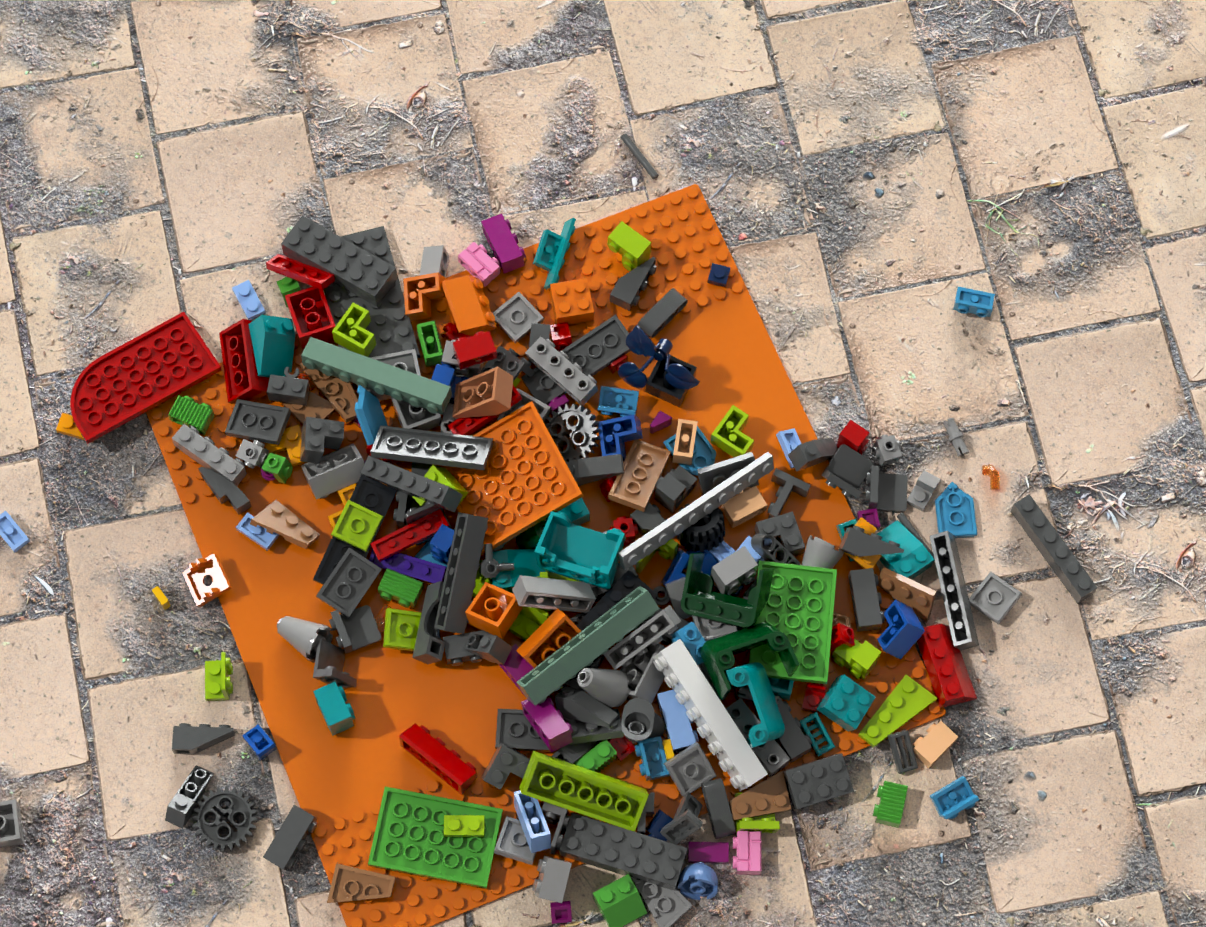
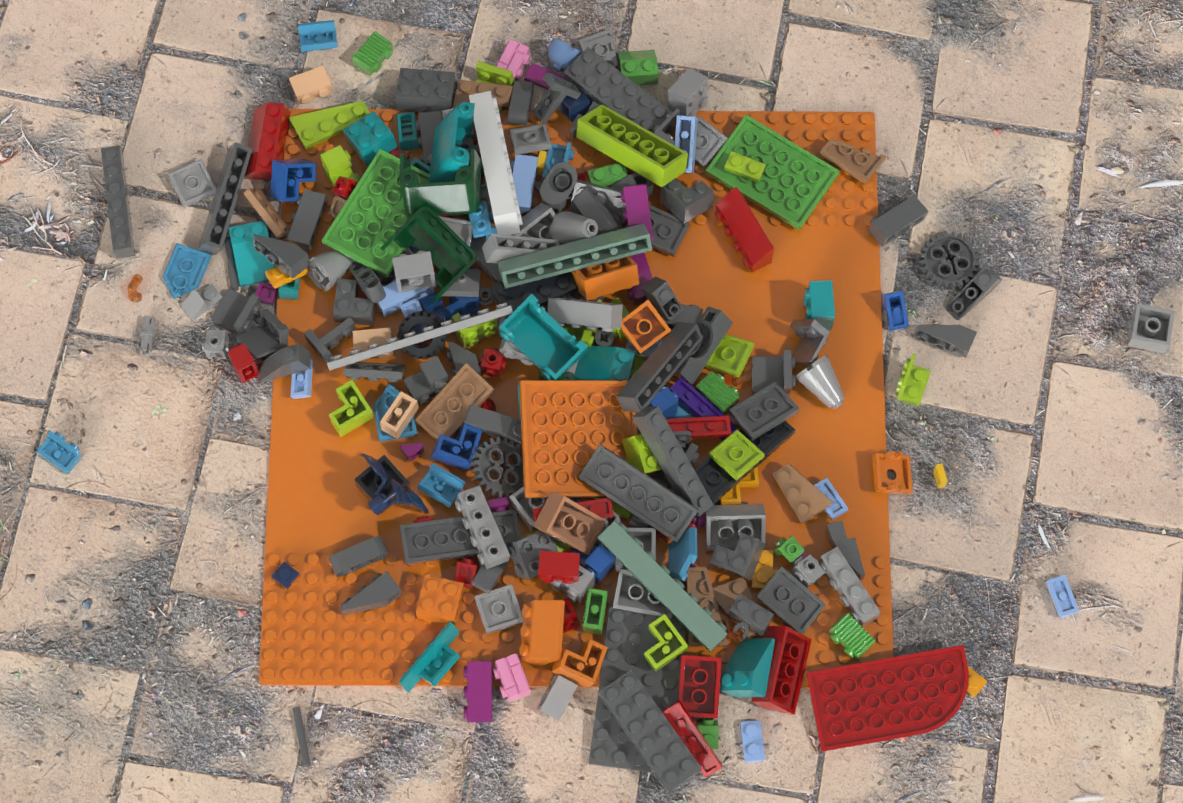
camera: 155 degrees left, 0 degrees up
(490, 567) = (630, 365): dark grey piece -> none
(630, 244) = (359, 627): lime brick -> none
(897, 735) = (340, 98): dark grey tile -> none

